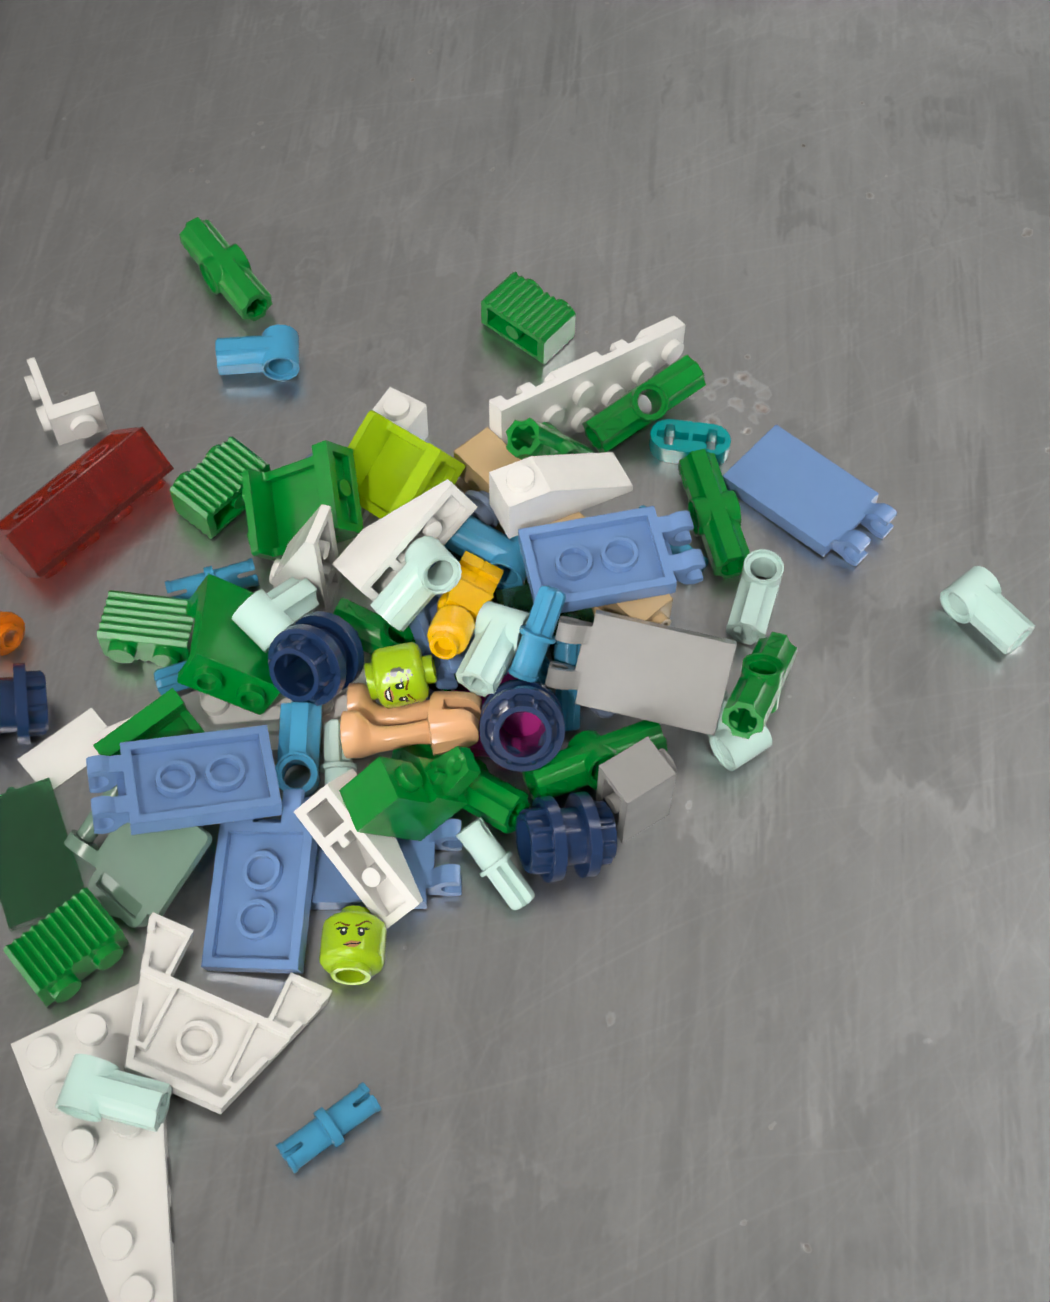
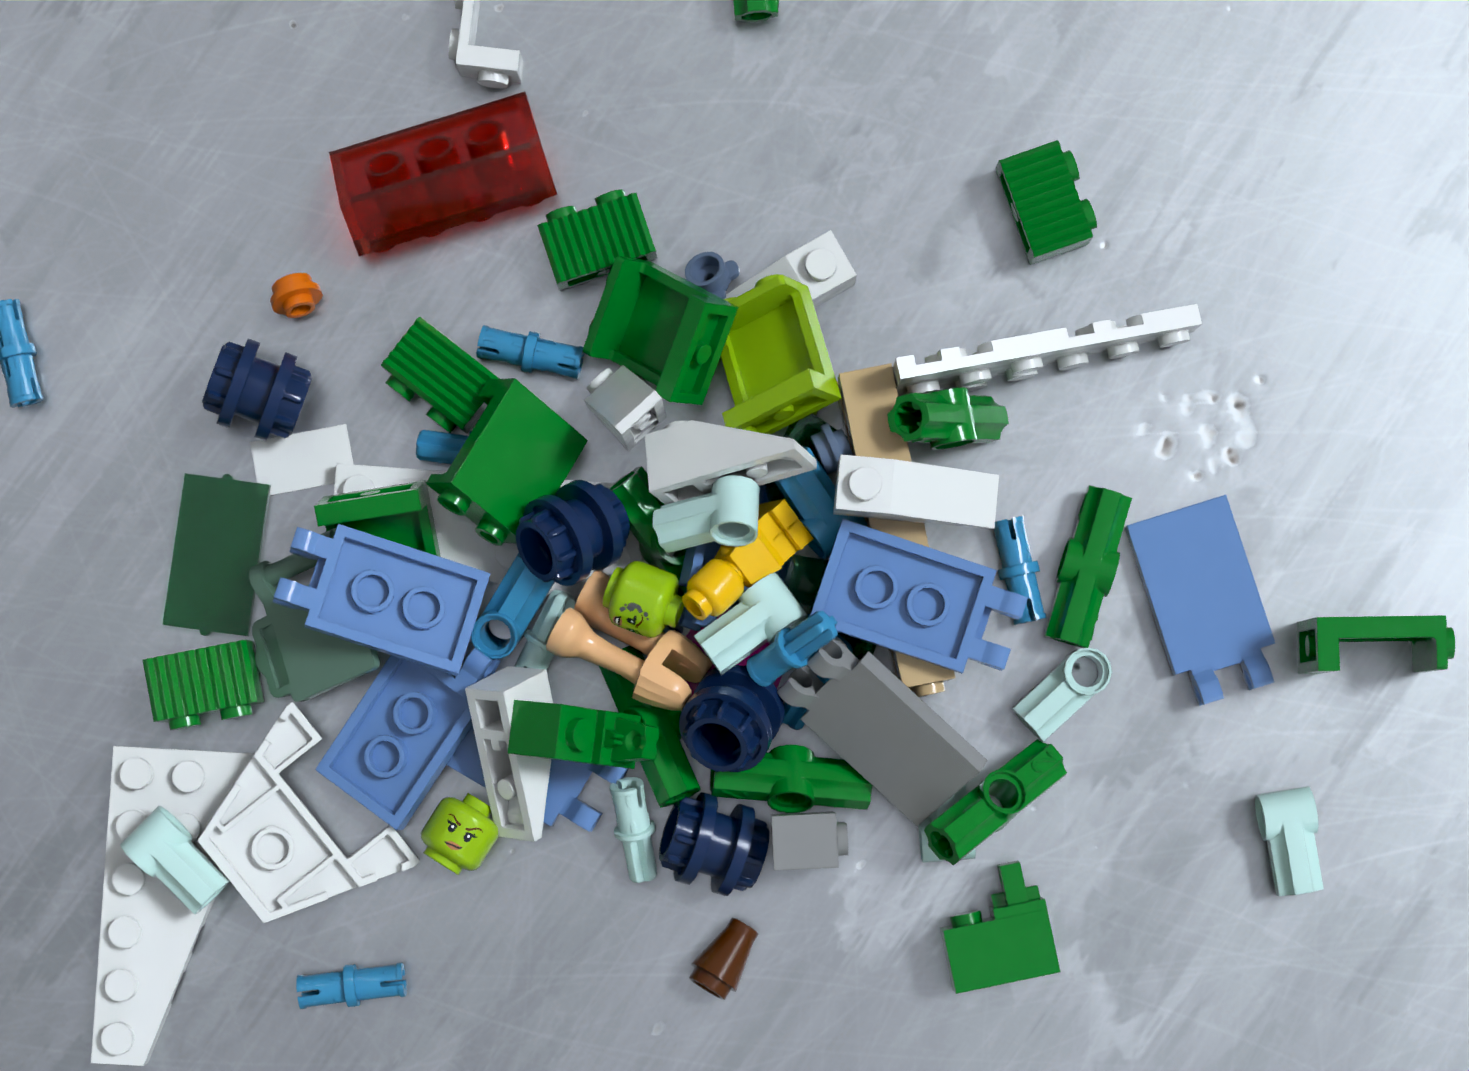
camera: 35 degrees right, 25 degrees up
(272, 353) = (738, 90): dark azure piece -> none
(272, 612) = (552, 460): light aqua piece -> none
(630, 930) = (724, 960): none -> reddish brown cone
(663, 390) = (1130, 392): green piece -> none
(686, 438) = (1129, 451): teal beam -> none
(838, 791) = (1003, 947): none -> green hinge
(962, 429) = (1320, 638): none -> green panel

